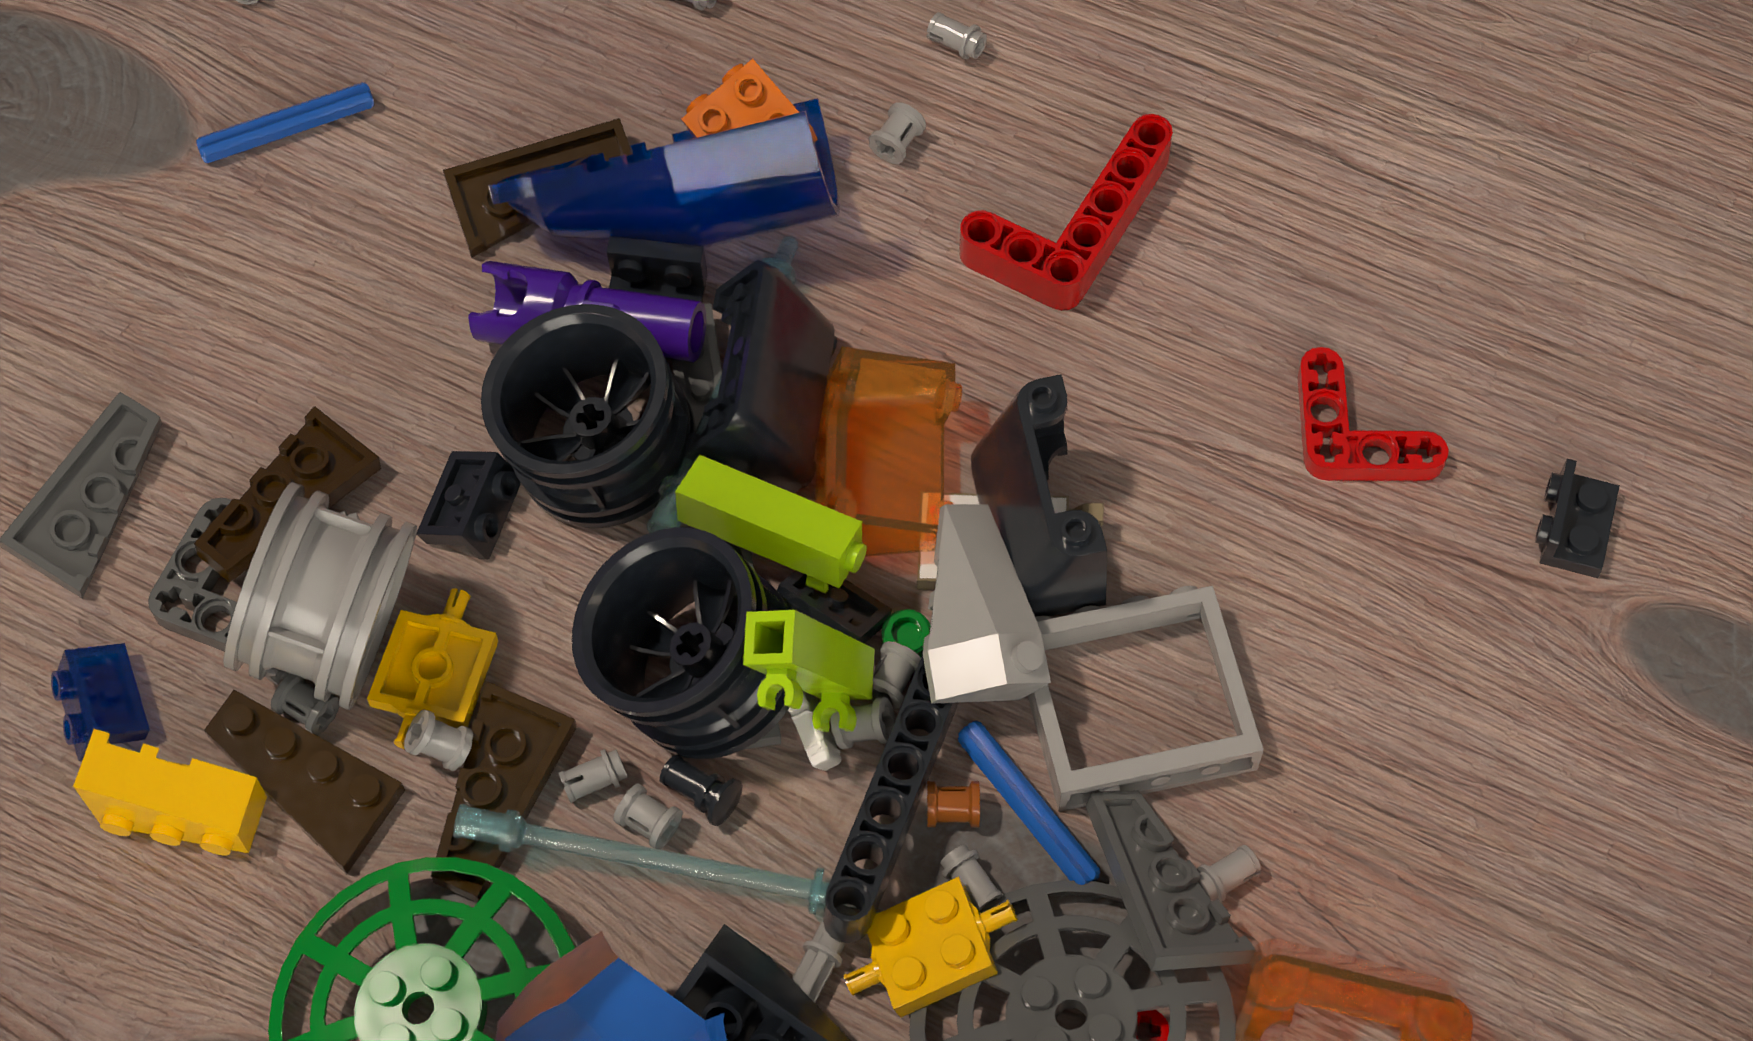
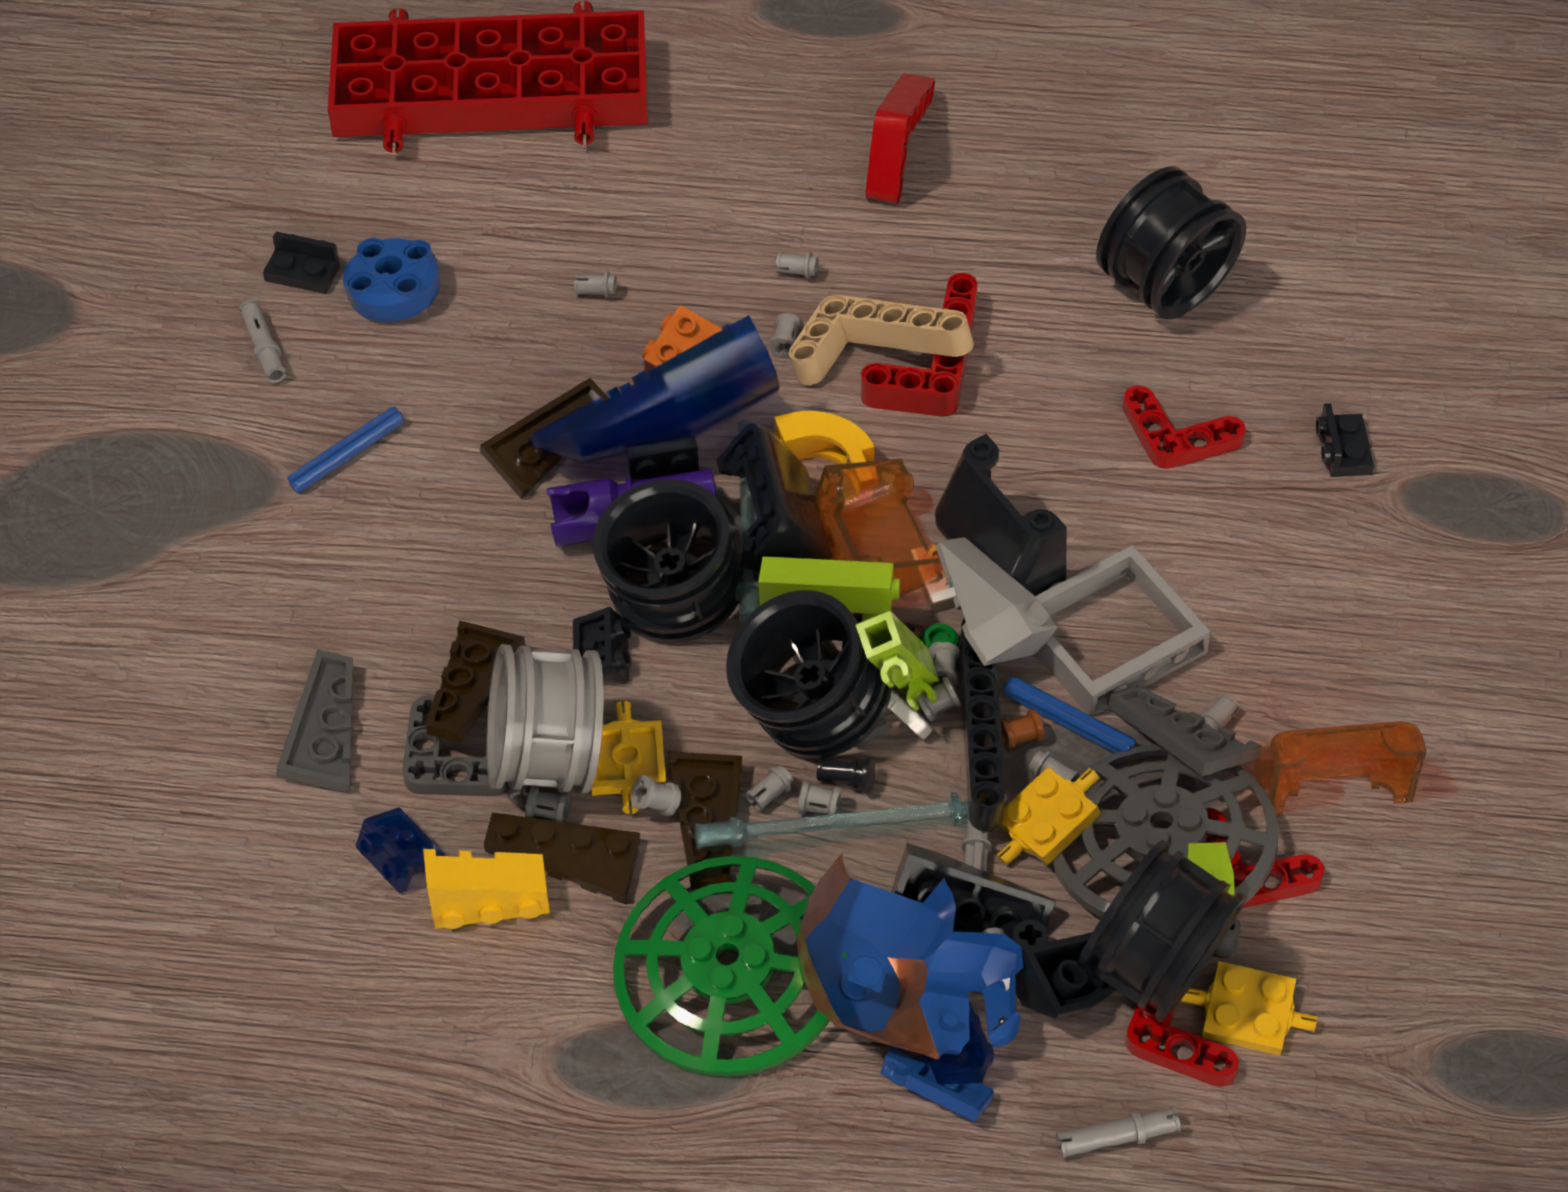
camera: 20 degrees left, 10 degrees down
(882, 291) = (823, 436): none -> yellow arch
(984, 136) = (875, 323): none -> tan beam
(1448, 159) = (1170, 242): none -> black wheel

